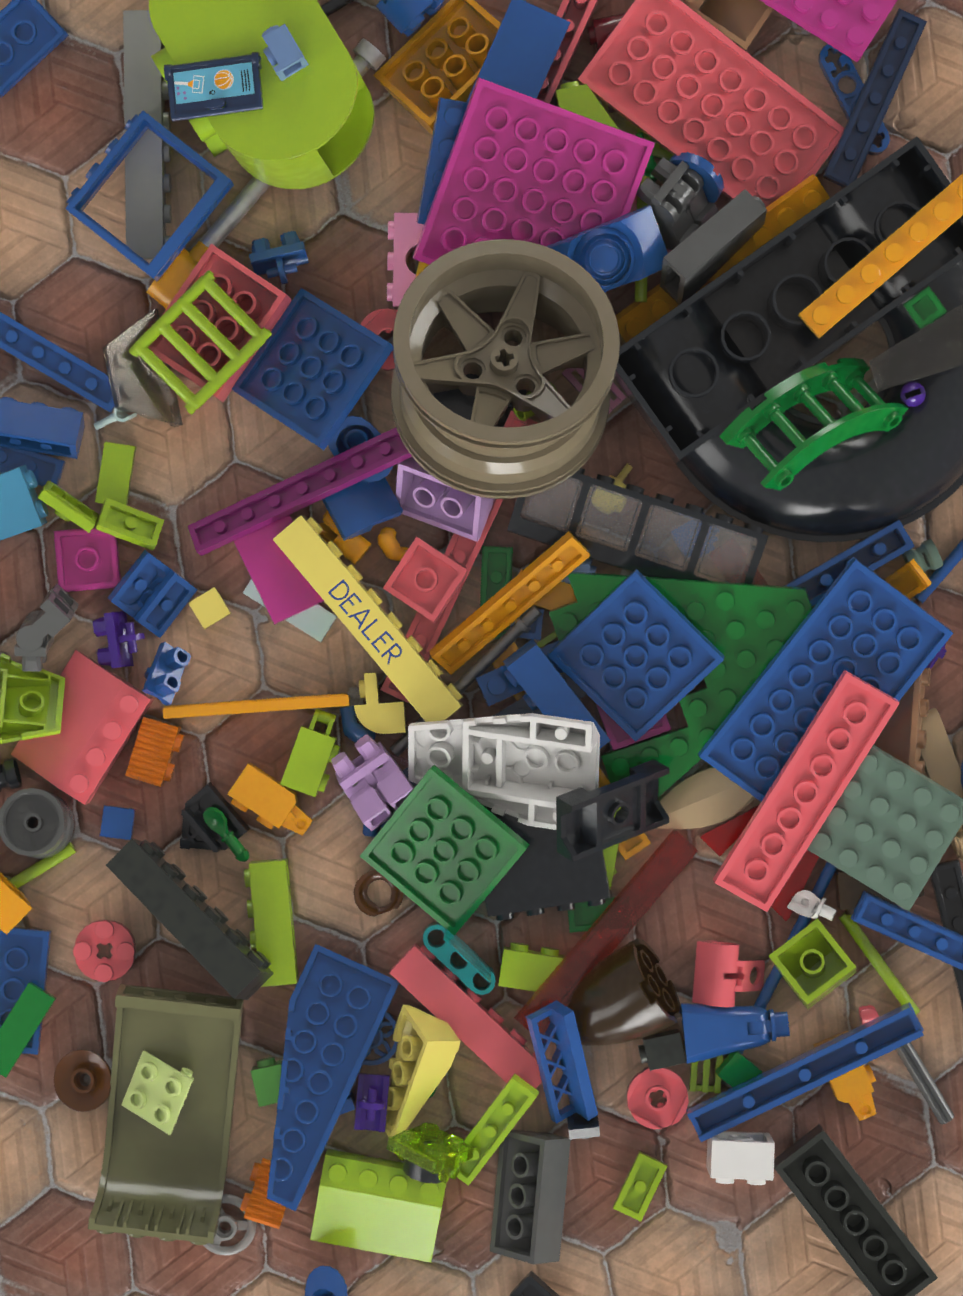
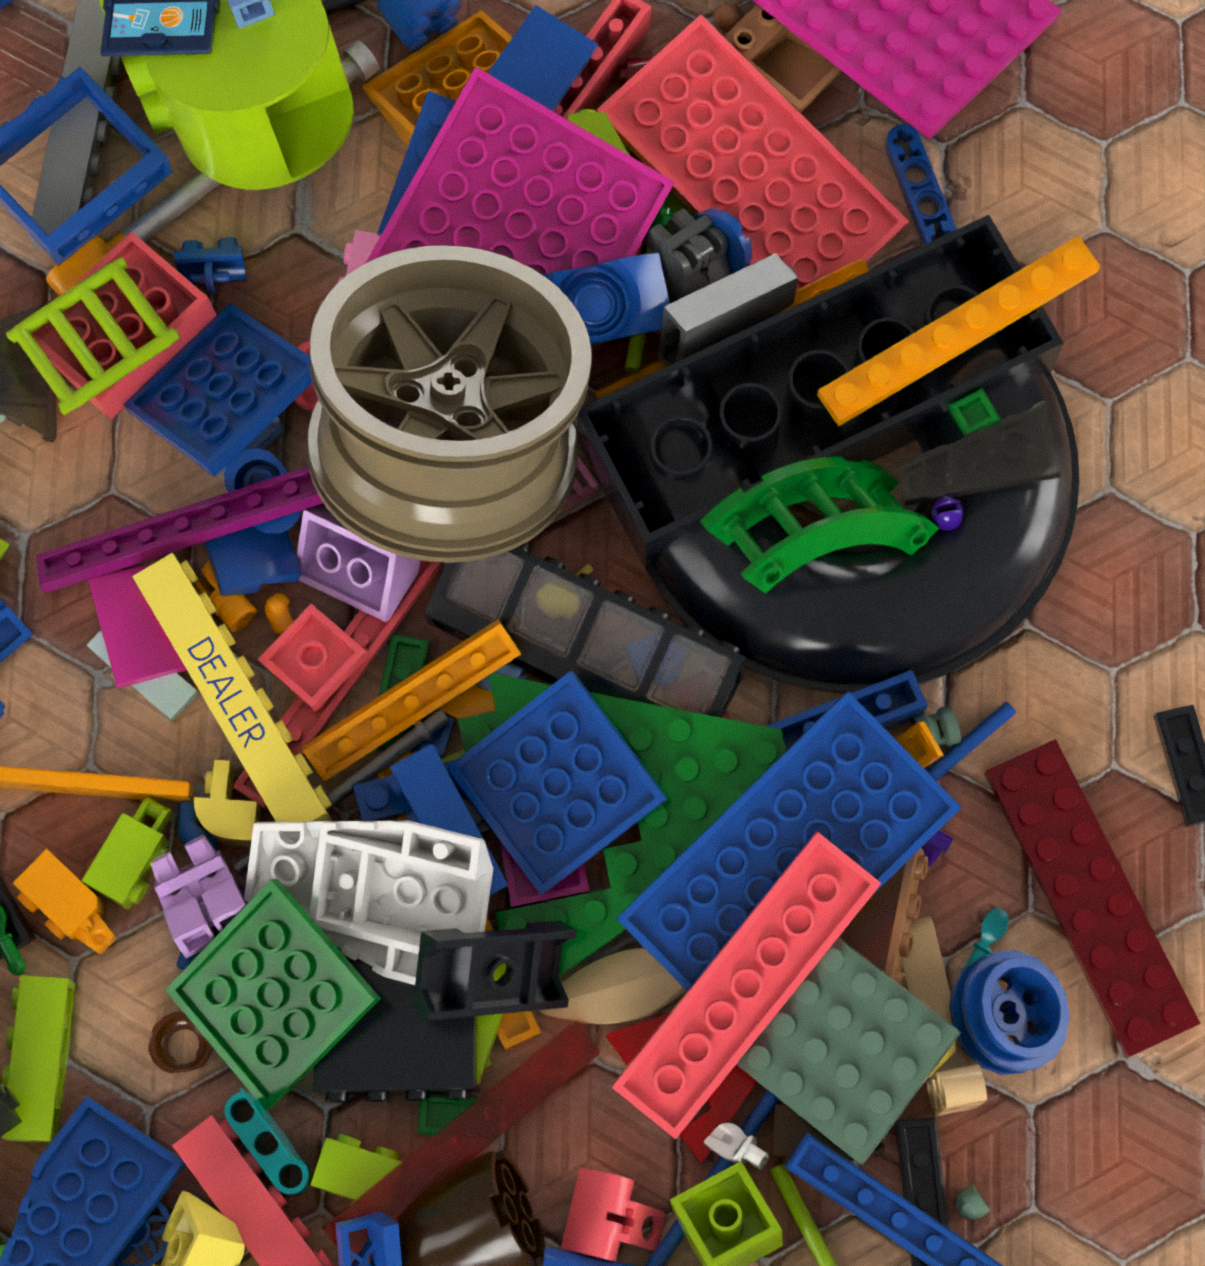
camera: 10 degrees right, 15 degrees down
(209, 608) = (42, 658): light yellow tile -> none
(874, 98) = (950, 181): dark blue tile -> none

